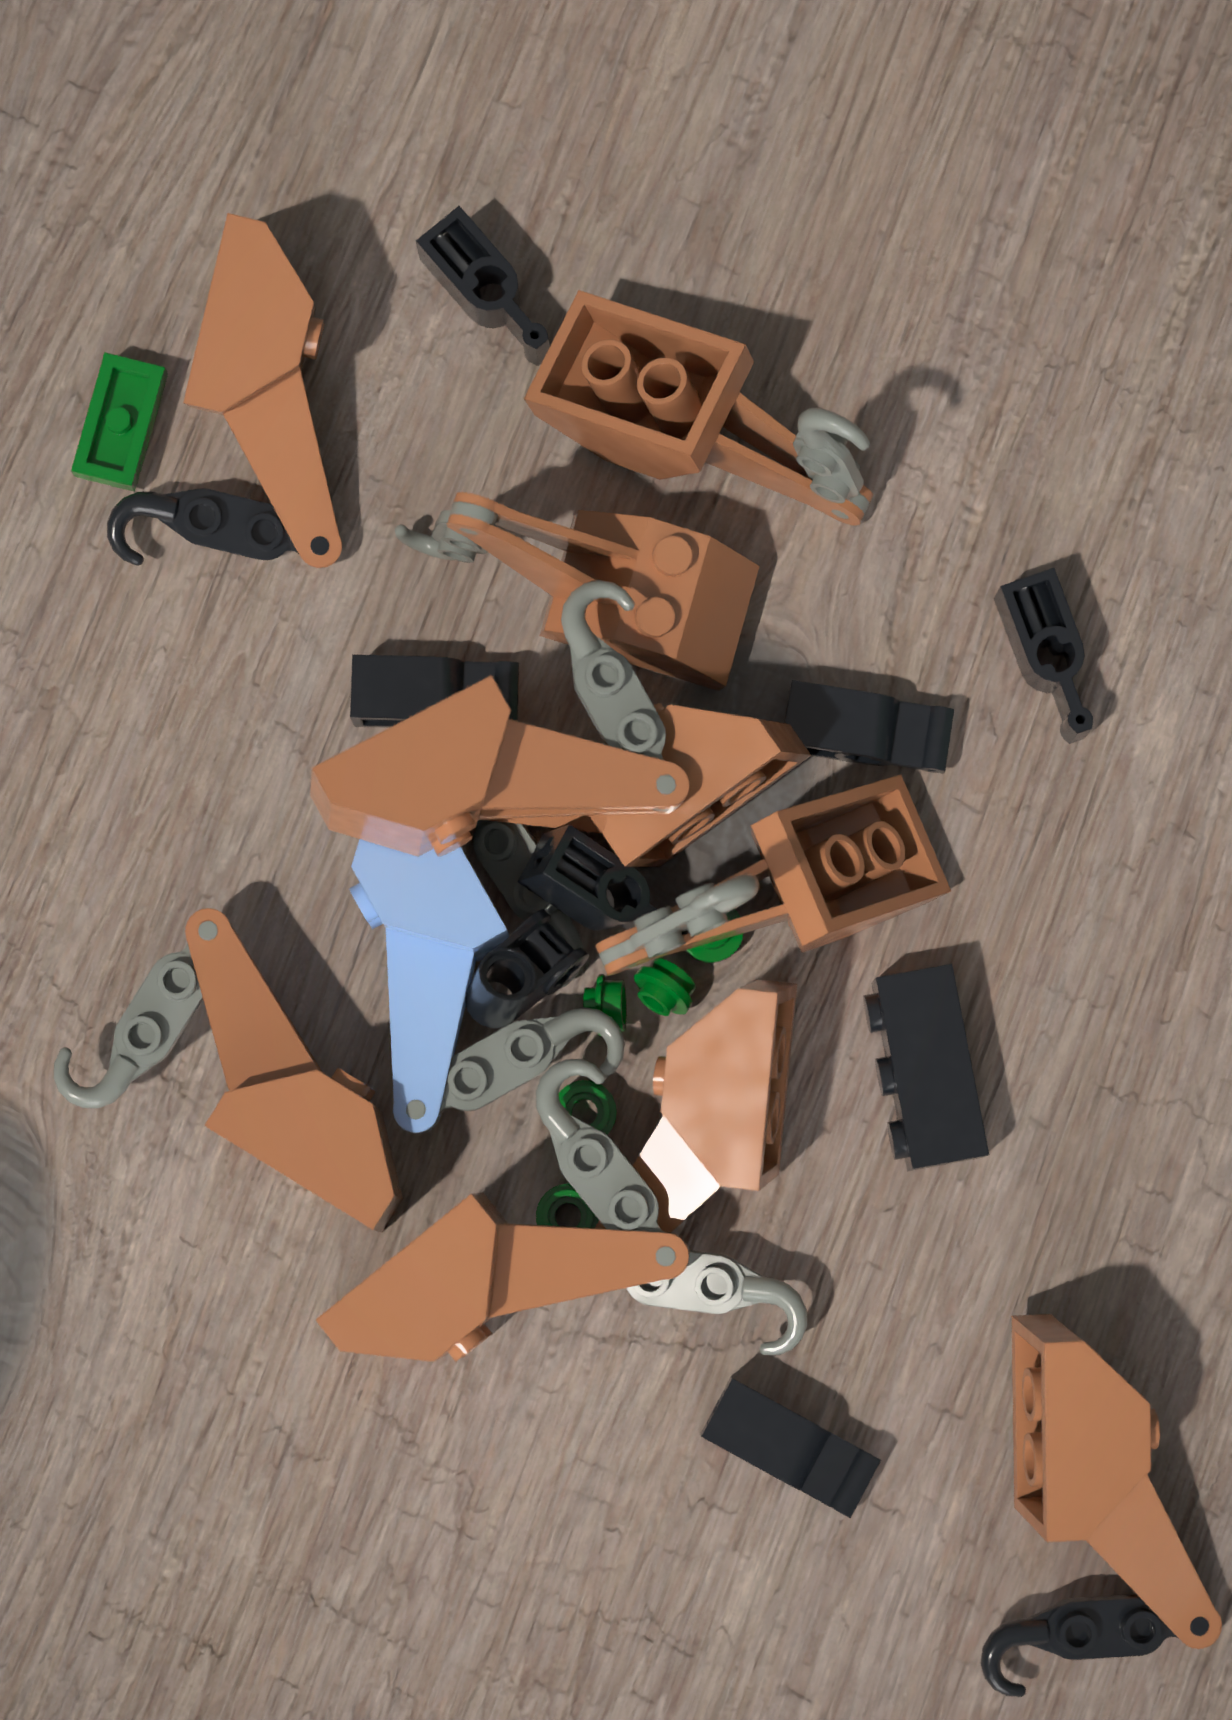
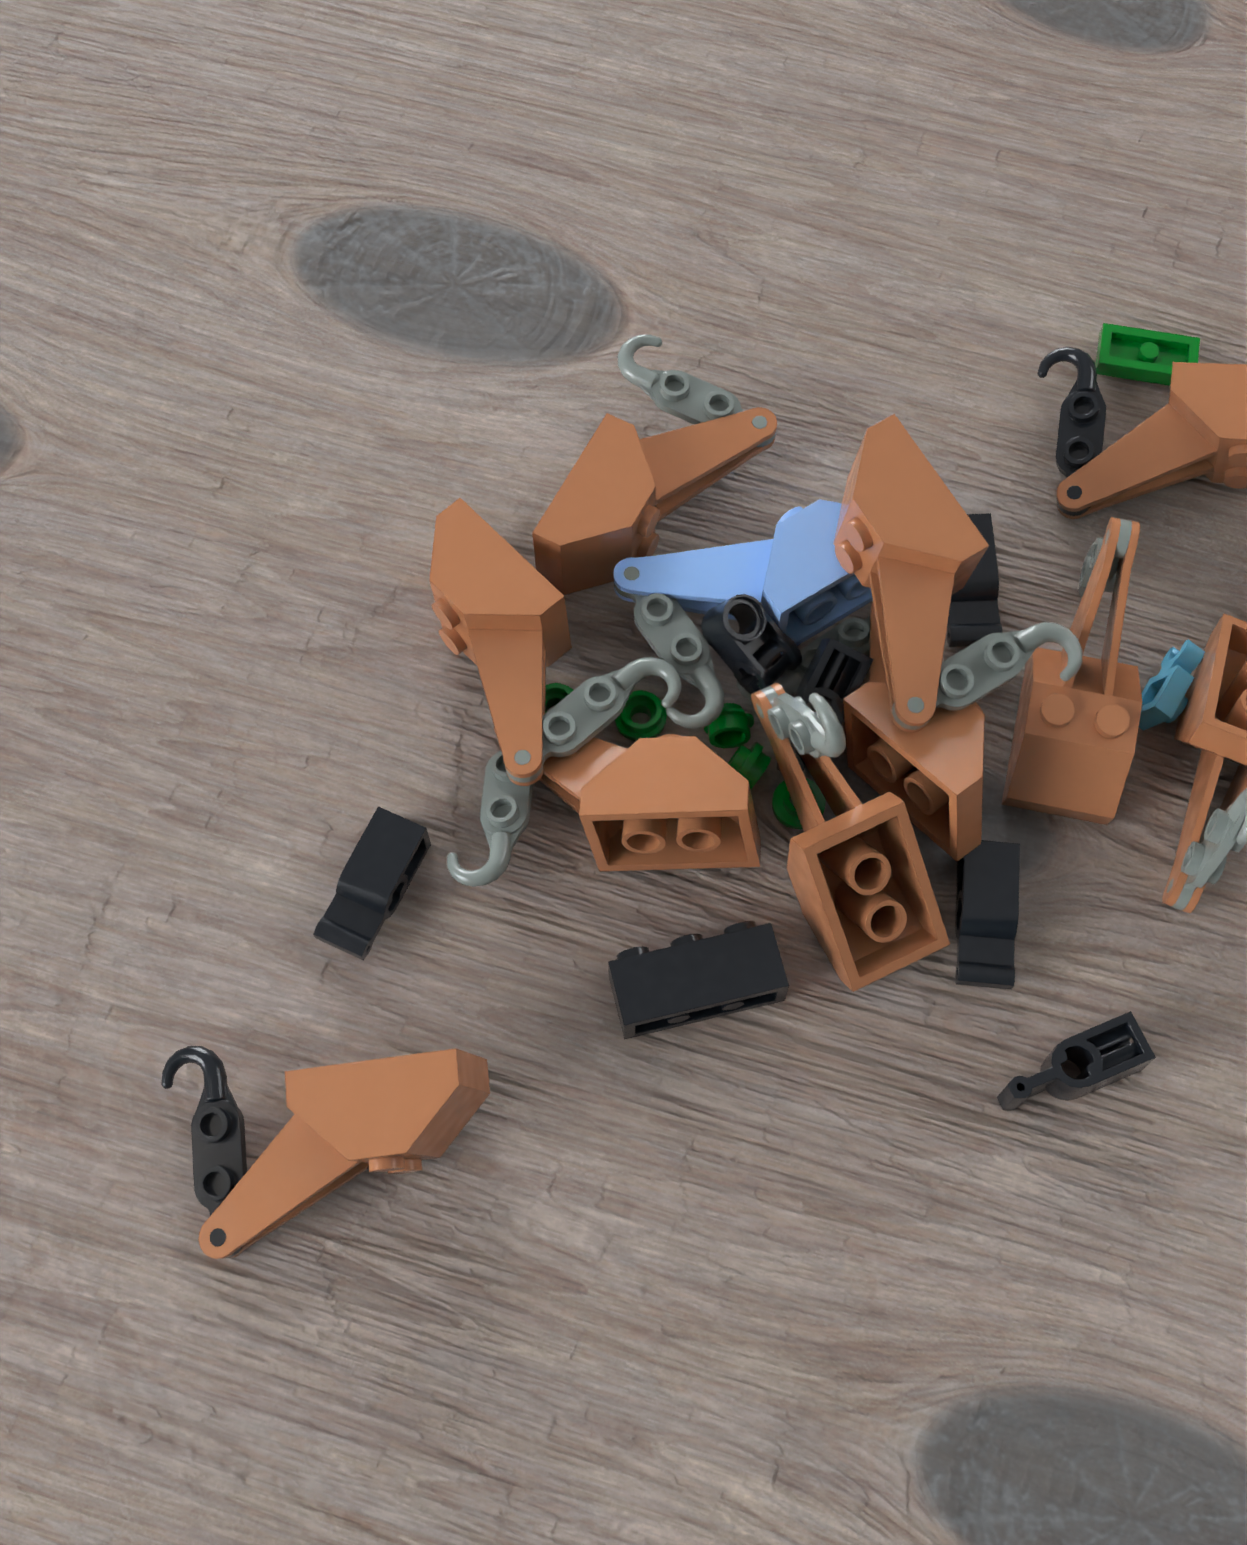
camera: 85 degrees right, 15 degrees down
(597, 478) = (1165, 693): none -> medium azure plate

